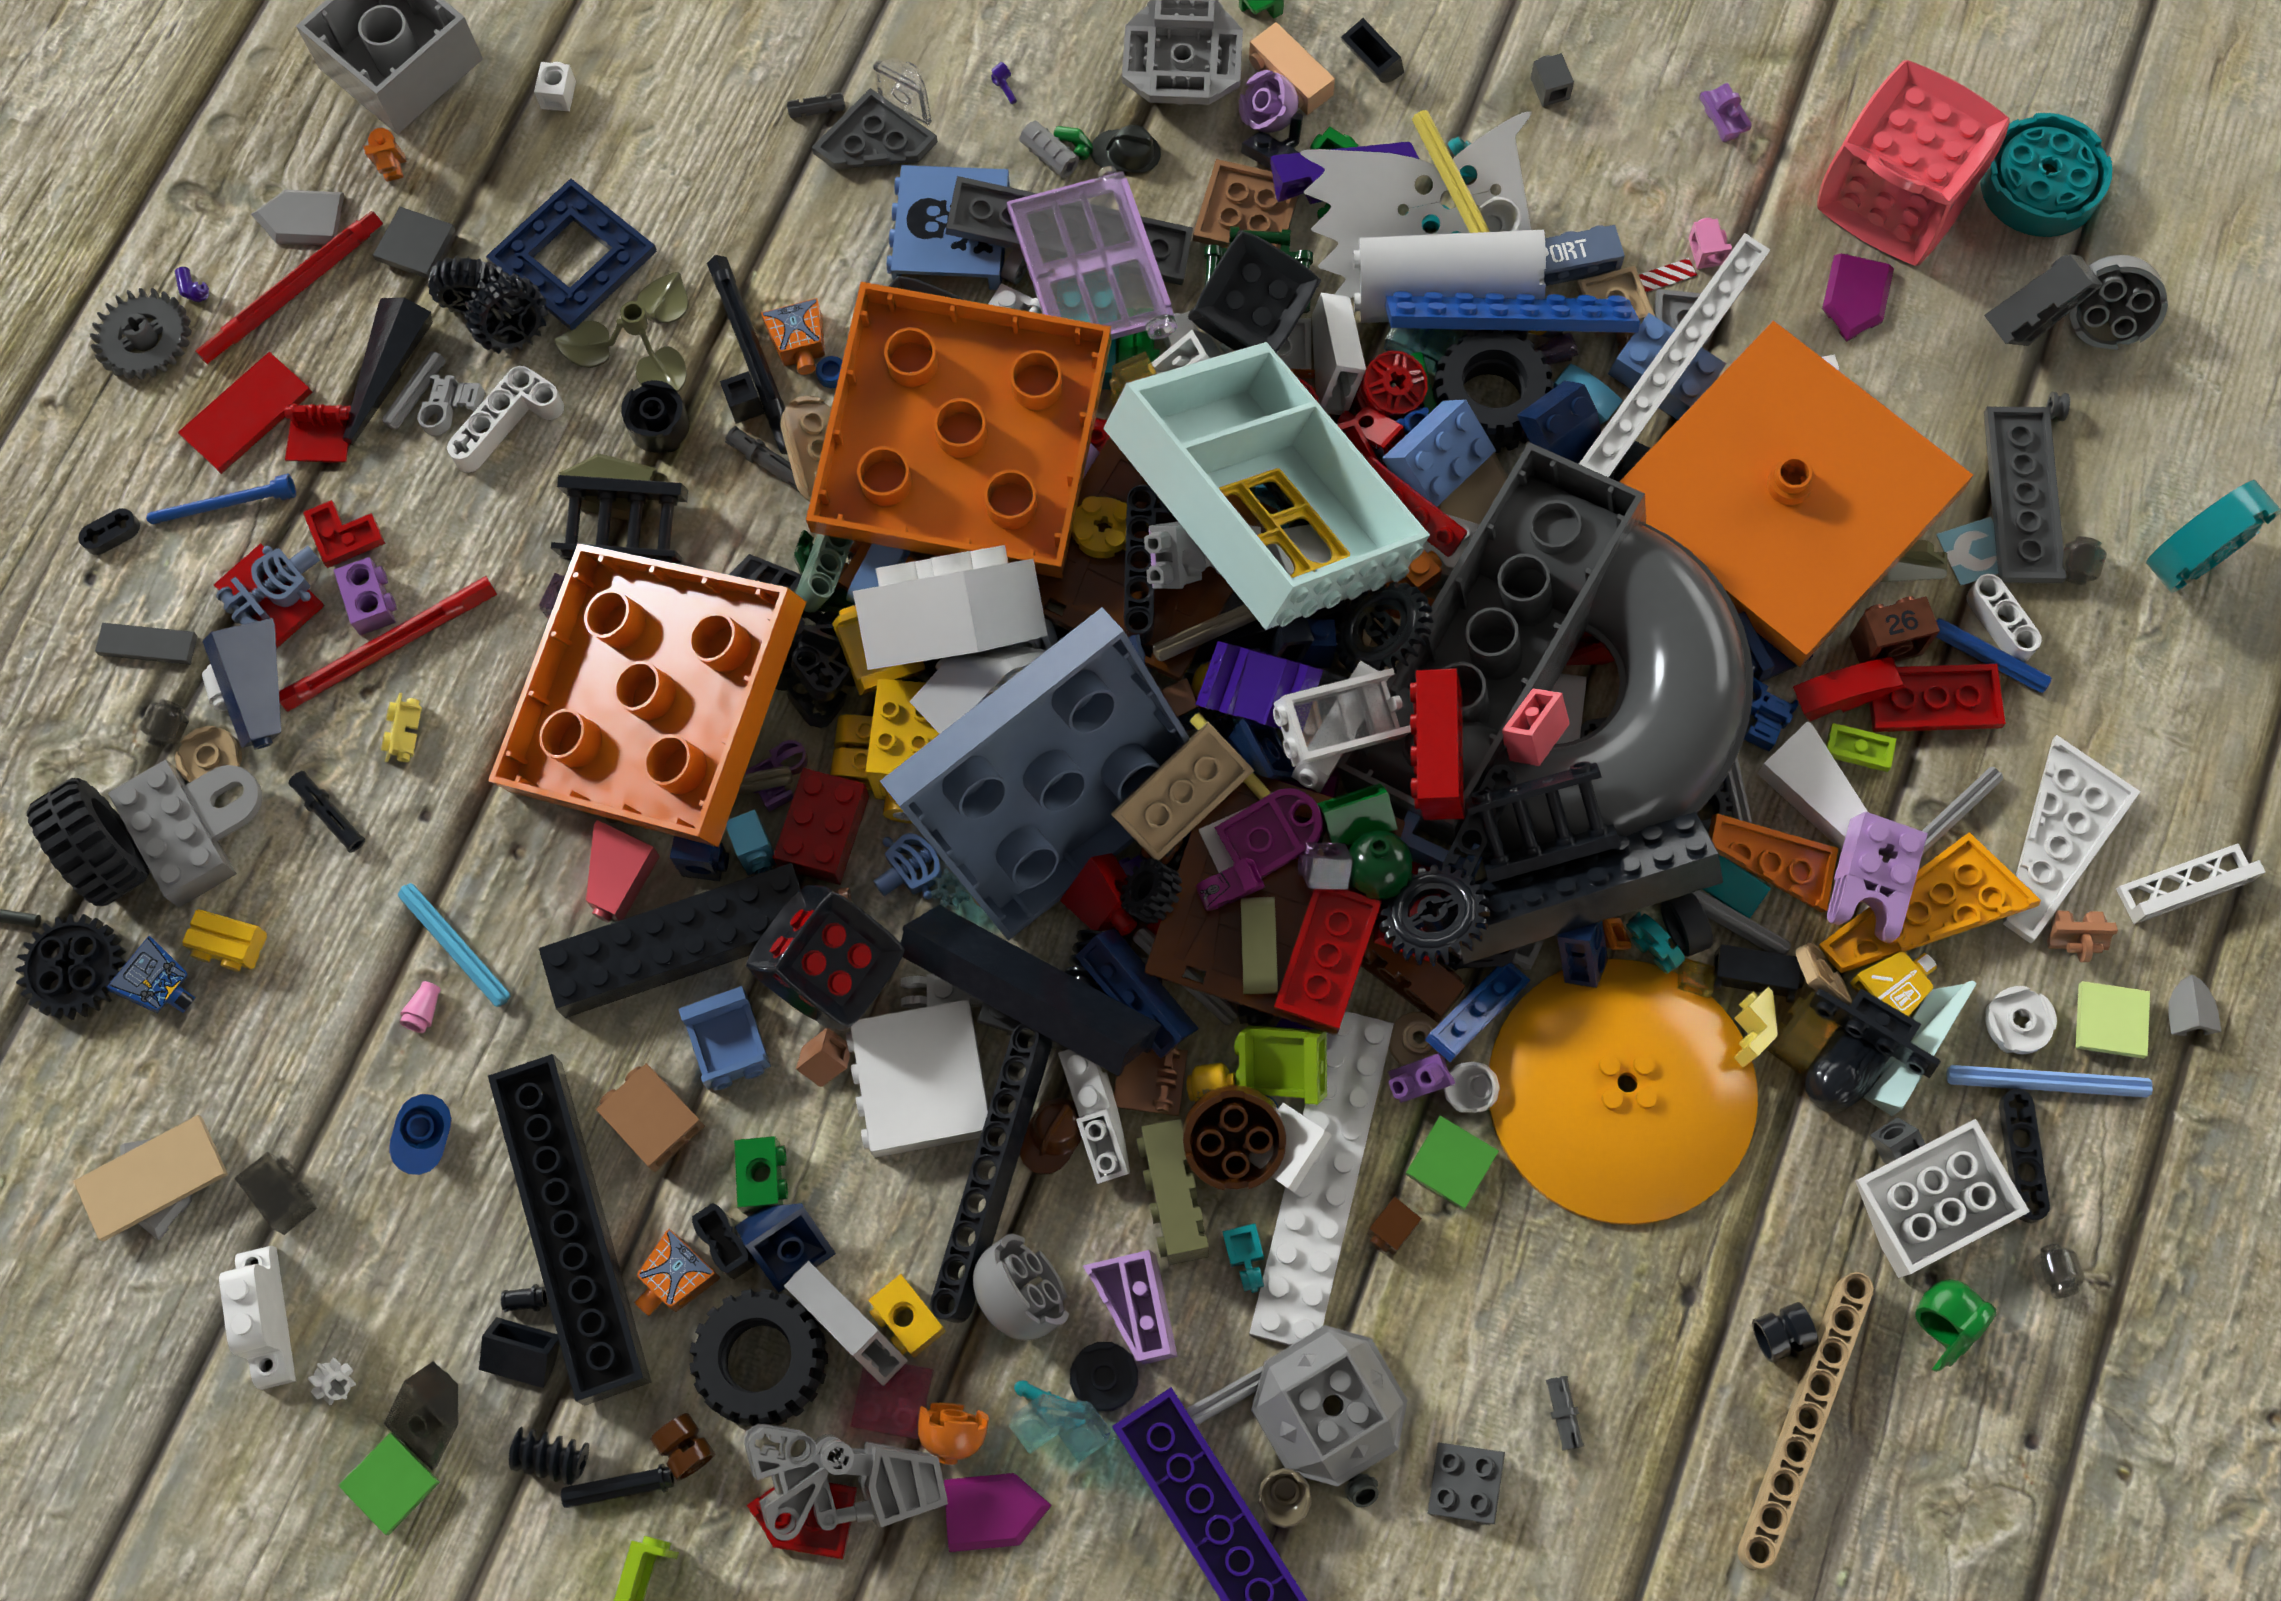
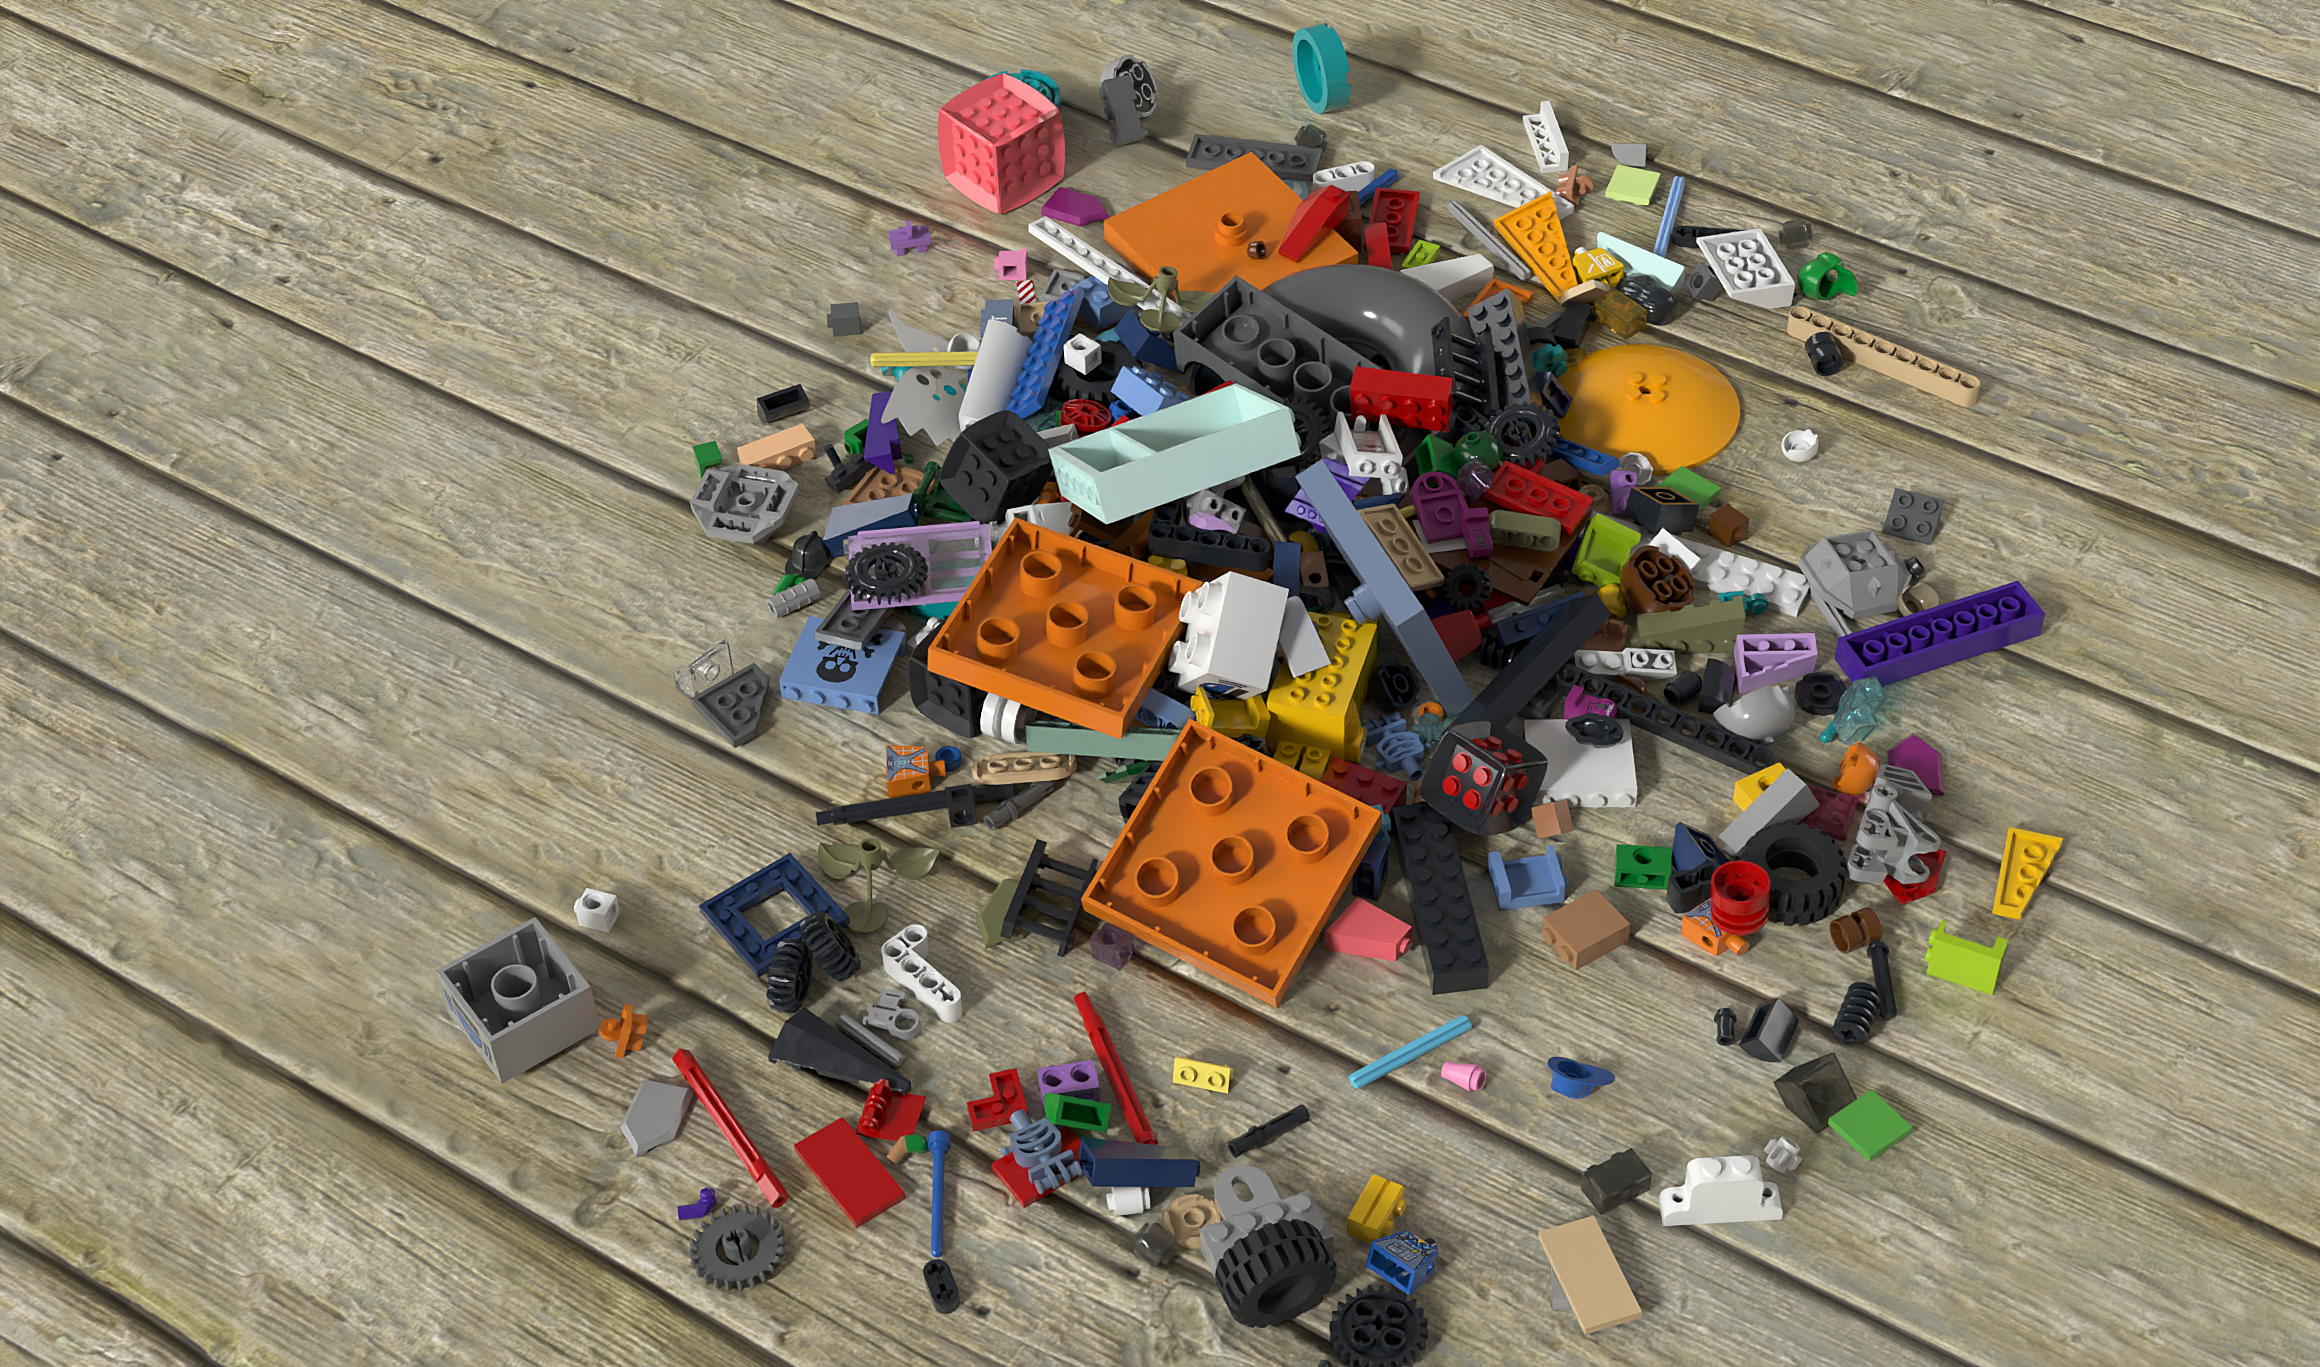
camera: 80 degrees left, 25 degrees down
(146, 643) = (1066, 1263): dark grey tile -> none
(276, 458) = (907, 1144): none -> arm
(319, 608) = (1077, 1112): none -> green brick
(414, 242) = (719, 1026): dark grey tile -> none
(569, 1230) = (1672, 983): black brick -> none
(654, 1281) = (1740, 897): none -> red wheel
(655, 417) = (960, 864): black brick -> none
(816, 105) = (688, 740): dark grey axle -> none
(943, 1085) = (1595, 730): none -> black arm
(983, 1074) = (1579, 704): none -> magenta leg
(999, 75) = (709, 624): dark purple hand -> none
(1042, 234) = (887, 580): none -> black gear
(1074, 1194) = (1683, 688): none -> black brick
(1081, 1238) = (1717, 686): none -> black brick
(1174, 191) = (870, 515): none -> slope
(1268, 102) = (799, 453): lavender cylinder -> none
(1384, 1129) = (1661, 509): none -> black brick
(1496, 362) = (1082, 353): none -> white brick
(1535, 727) = (1394, 356): coral brick -> none
(1564, 1413) = (1867, 465): dark grey pin -> none
(1578, 1311) = (1800, 445): none -> white hair
(1630, 380) = (1166, 322): none -> olive plant
(1758, 529) = (1256, 250): none -> reddish brown hinge
(1759, 1022) = (1612, 330): light yellow slope -> none
(1847, 583) = (1314, 220): none -> red wedge
(1878, 883) = (1521, 253): lavender brick -> none
(1879, 1025) = (1629, 267): black bracket -> none
(2009, 1035) = (1636, 224): white plate -> none
(2058, 405) = (1196, 126): dark grey bush -> none

